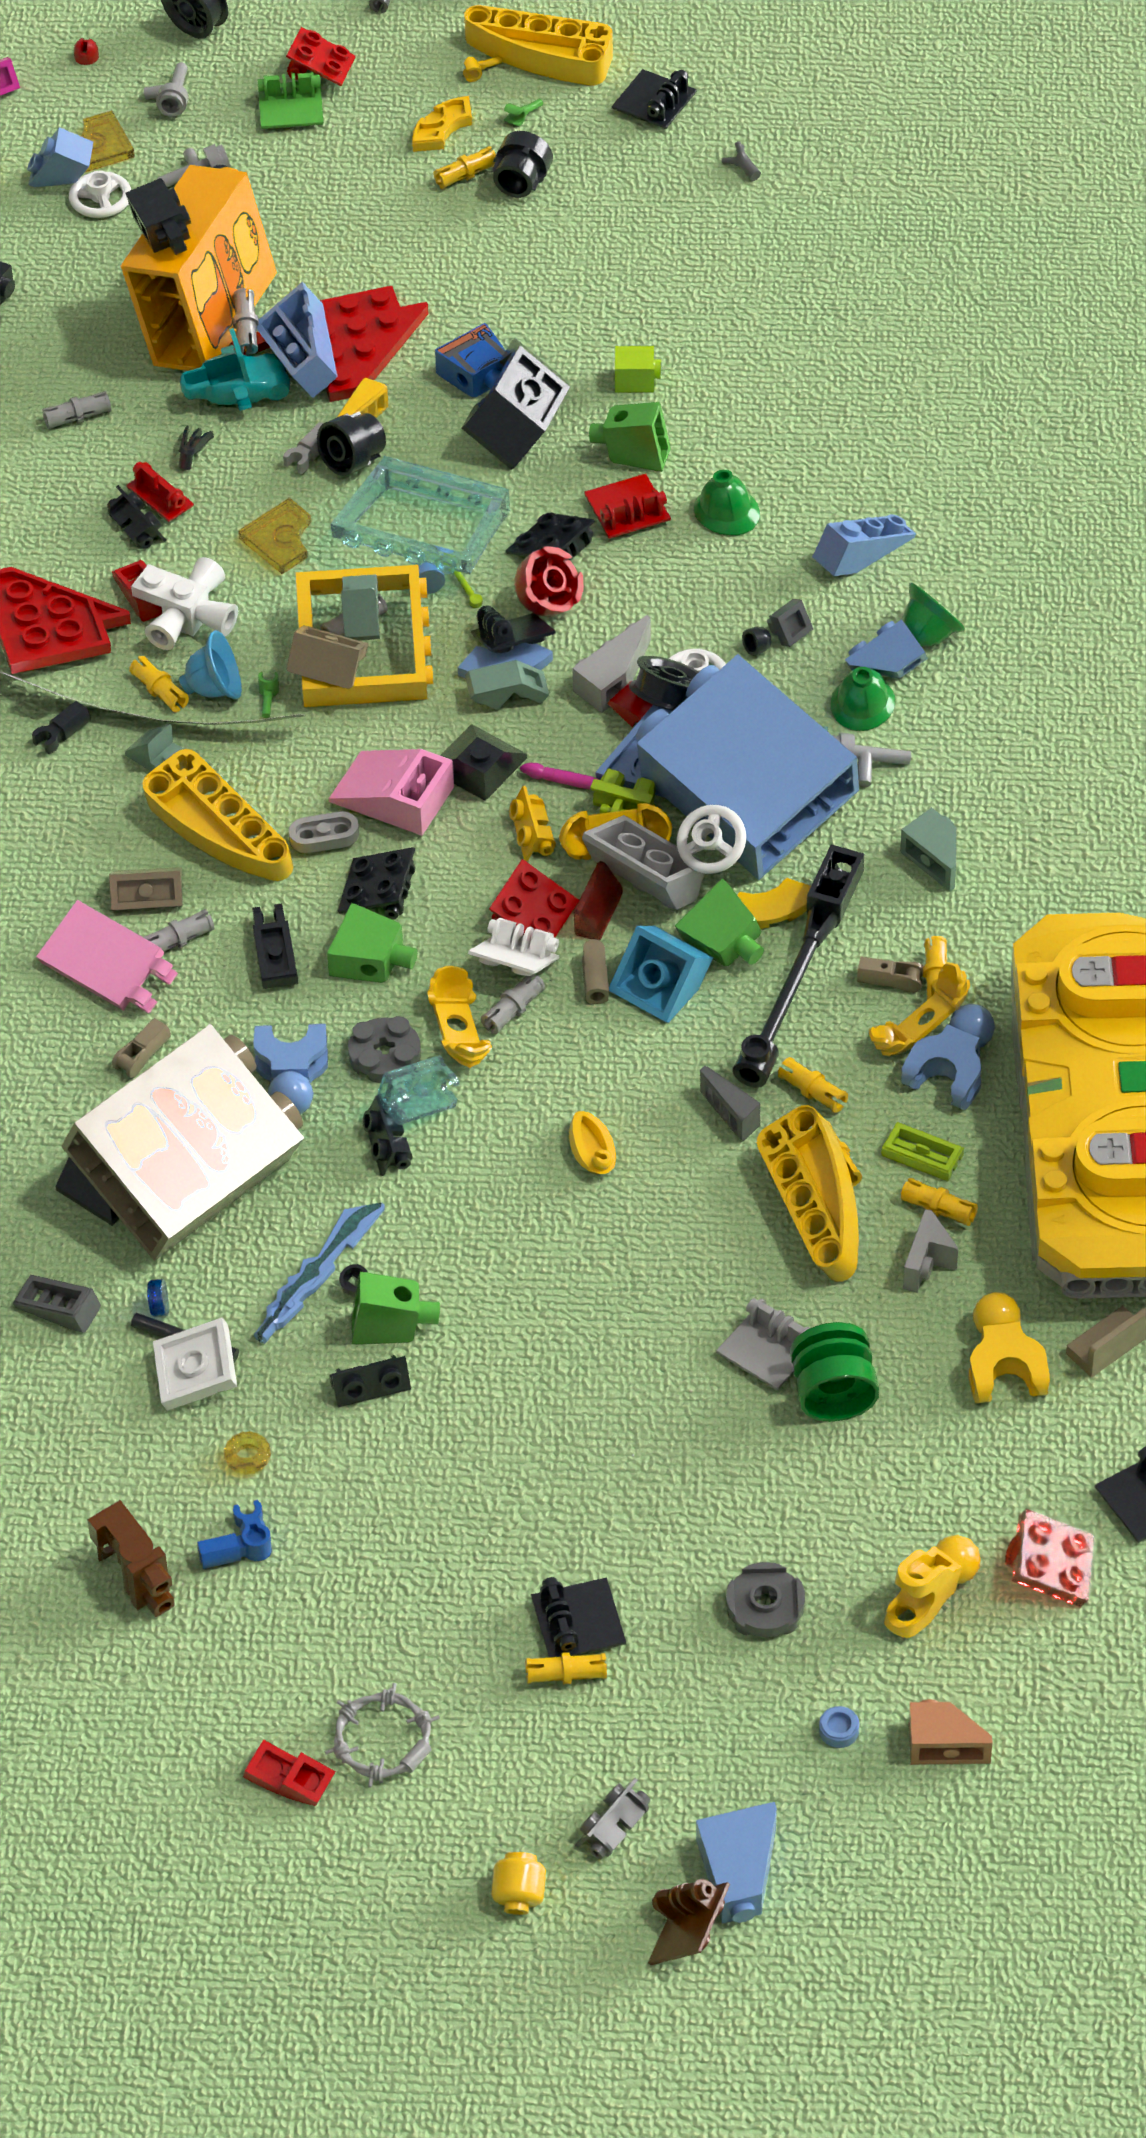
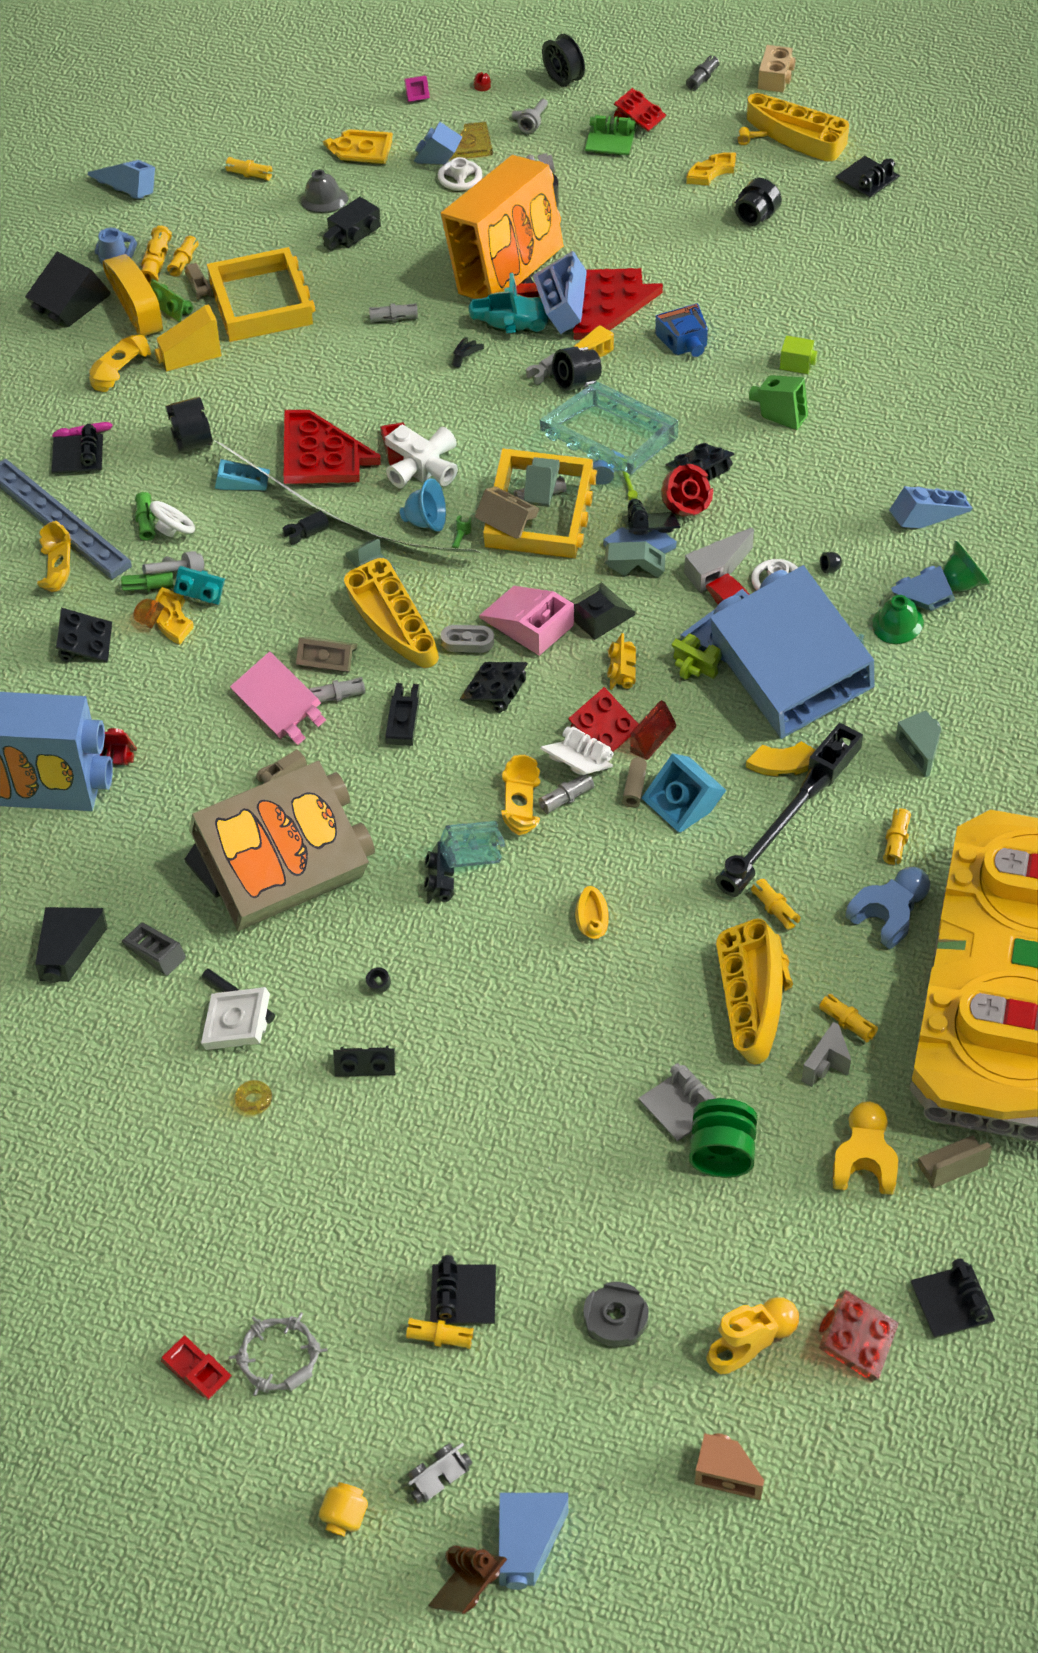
camera: 15 degrees right, 0 degrees up
(128, 509) = (407, 395): black hinge -> none
(142, 1566) = (133, 1155): reddish brown hips -> none
(158, 492) = (430, 378): red hinge -> none
(158, 1298) = (227, 960): clear blue tile -> none
(159, 683) = (385, 510): yellow pin -> none
(160, 216) = (477, 182): black hinge -> none
(245, 320) = (526, 271): light grey pin -> none
(252, 1543) = (232, 1170): blue bar -> none
(278, 535) = (505, 423): clear yellow tile -> none
(291, 1065) = (386, 805): medium blue piece -> none
(316, 1270) = (353, 965): medium blue sword -> none
(368, 947) = (471, 729): bright green torso -> none
(383, 1032) = (459, 794): dark grey plate -> none
(389, 1310) = (394, 1009): bright green torso -> none
(464, 167) = (717, 199): yellow pin -> none
(517, 405) = (701, 363): black slope -> none
(518, 114) = (767, 171): bright green hand -> none
(538, 771) = (639, 626): dark pink piece -> none
(628, 505) = (764, 449): red hinge -> none
(644, 861) = (697, 707): light grey slope -> none
(645, 815) = (660, 678): yellow piece -> none
(662, 681) = (745, 575): black wheel -> none
(702, 829) = (738, 691): white piece -> none
(722, 927) = (739, 768): bright green torso -> none
(726, 505) = (836, 462): green hat -> none
(731, 1103) = (709, 906): dark grey slope -> none
(743, 162) = (918, 228): dark grey bar -> none
(790, 622) = (859, 554): dark grey tile -> none
(839, 1727) = (644, 1437): medium blue tile -> none
(867, 754) = (890, 661): light grey piece -> none
(890, 973) = (865, 832): dark tan bar -> none
(919, 1155) = (843, 977): lime tile -> none
(950, 993) = (900, 856): yellow piece -> none

